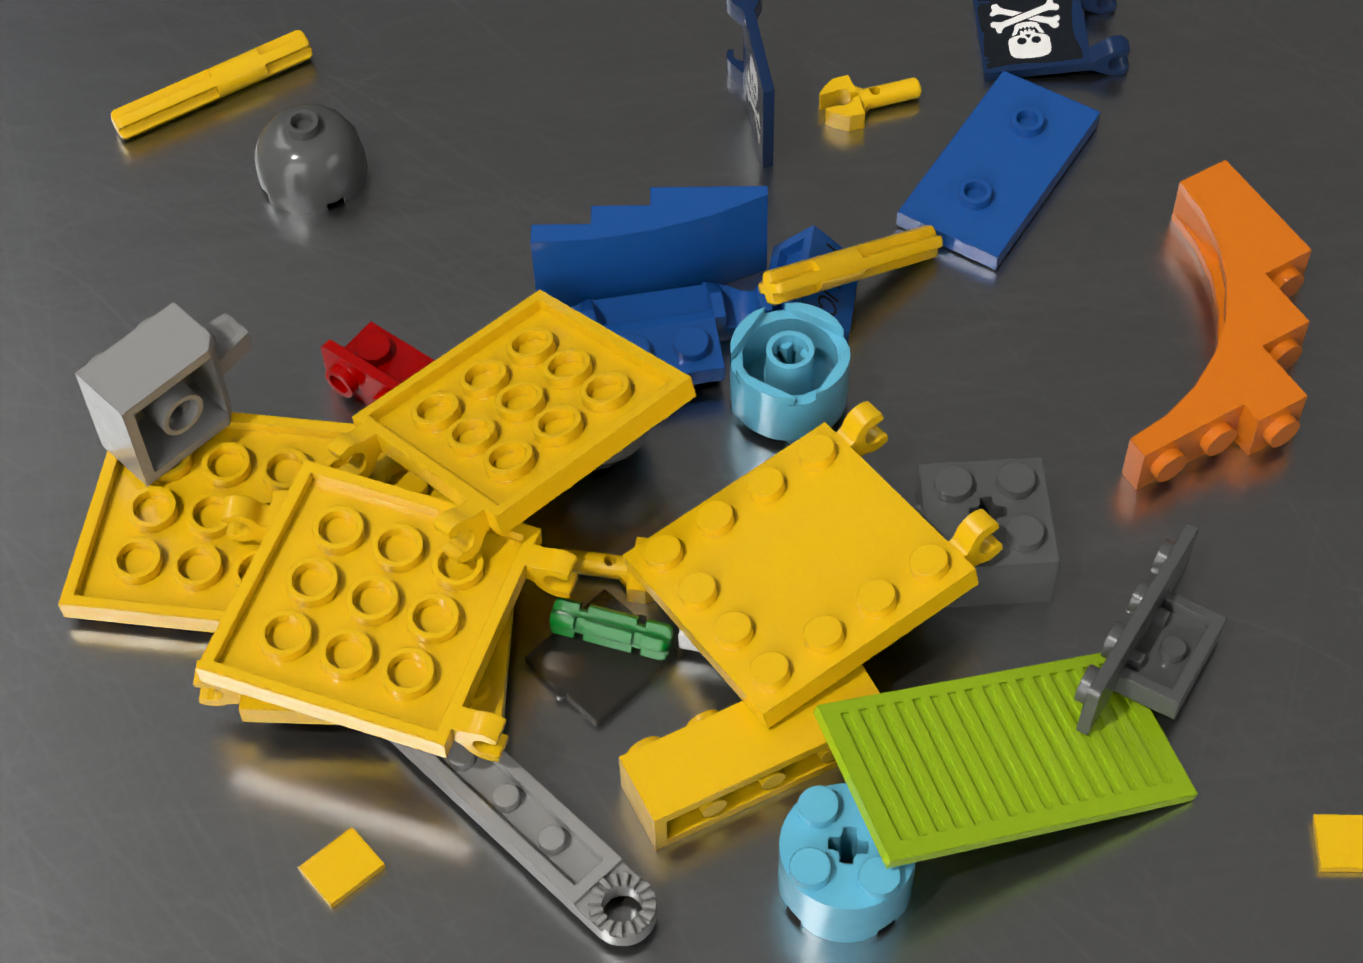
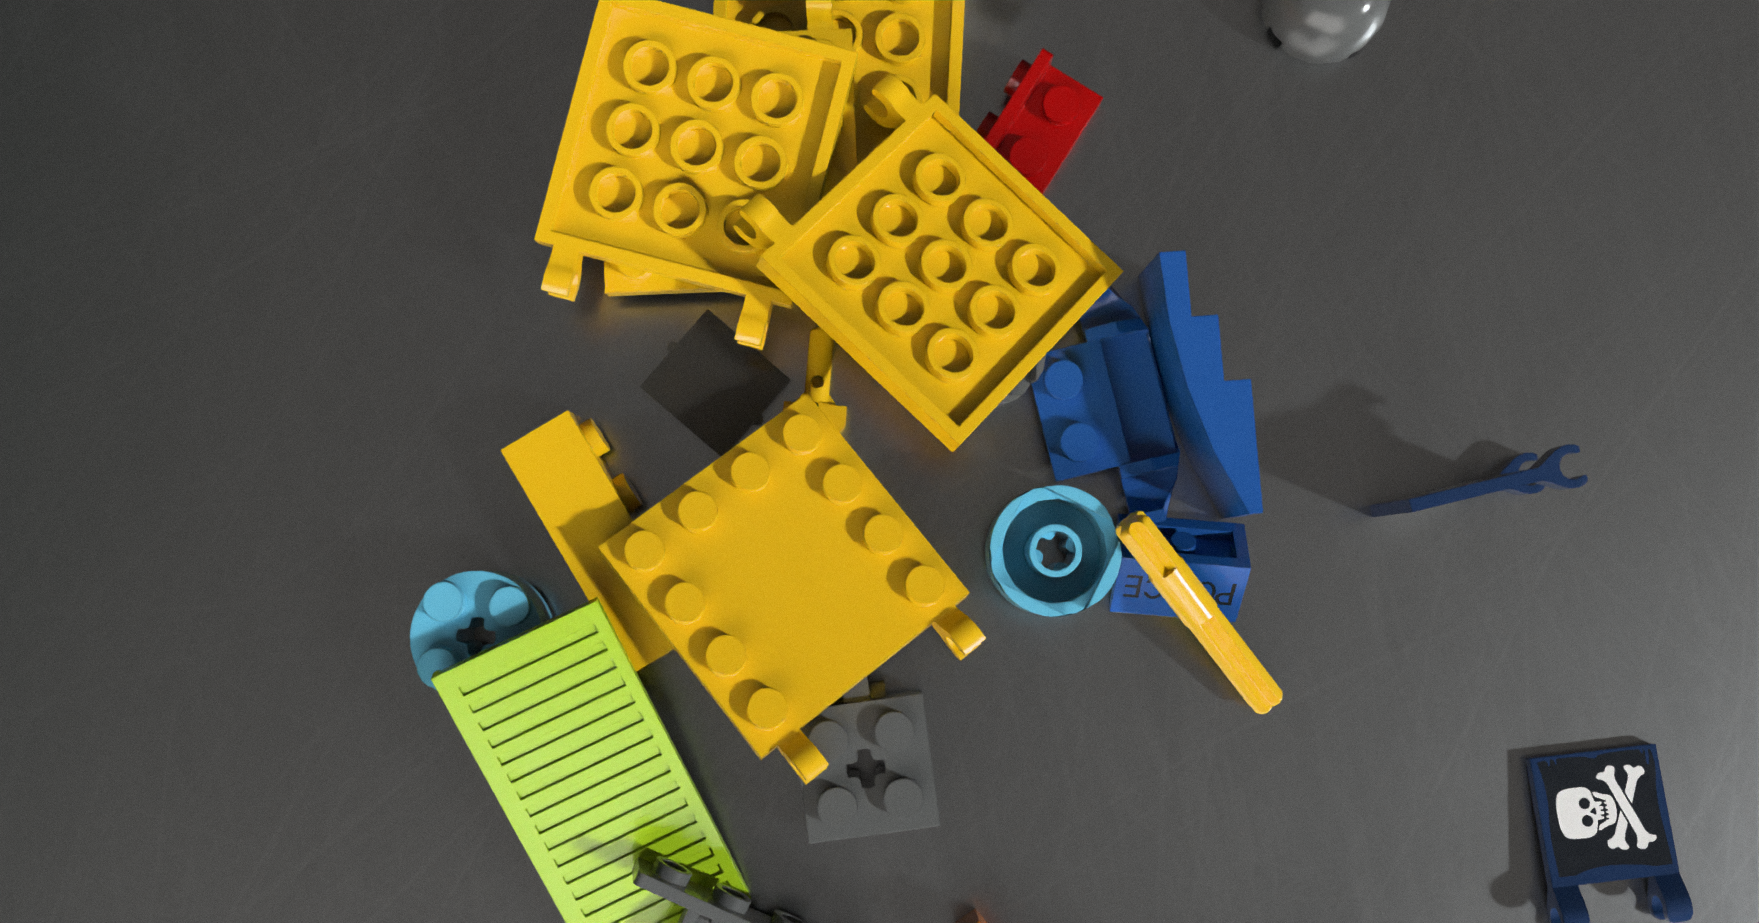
camera: 80 degrees right, 30 degrees up
(341, 867) = (479, 164): yellow piece -> none
(542, 838) = (499, 357): light grey plate -> none
(611, 628) = (731, 395): green axle -> none
(855, 101) = (1476, 617): yellow bar -> none
(999, 168) = (1384, 777): blue plate -> none

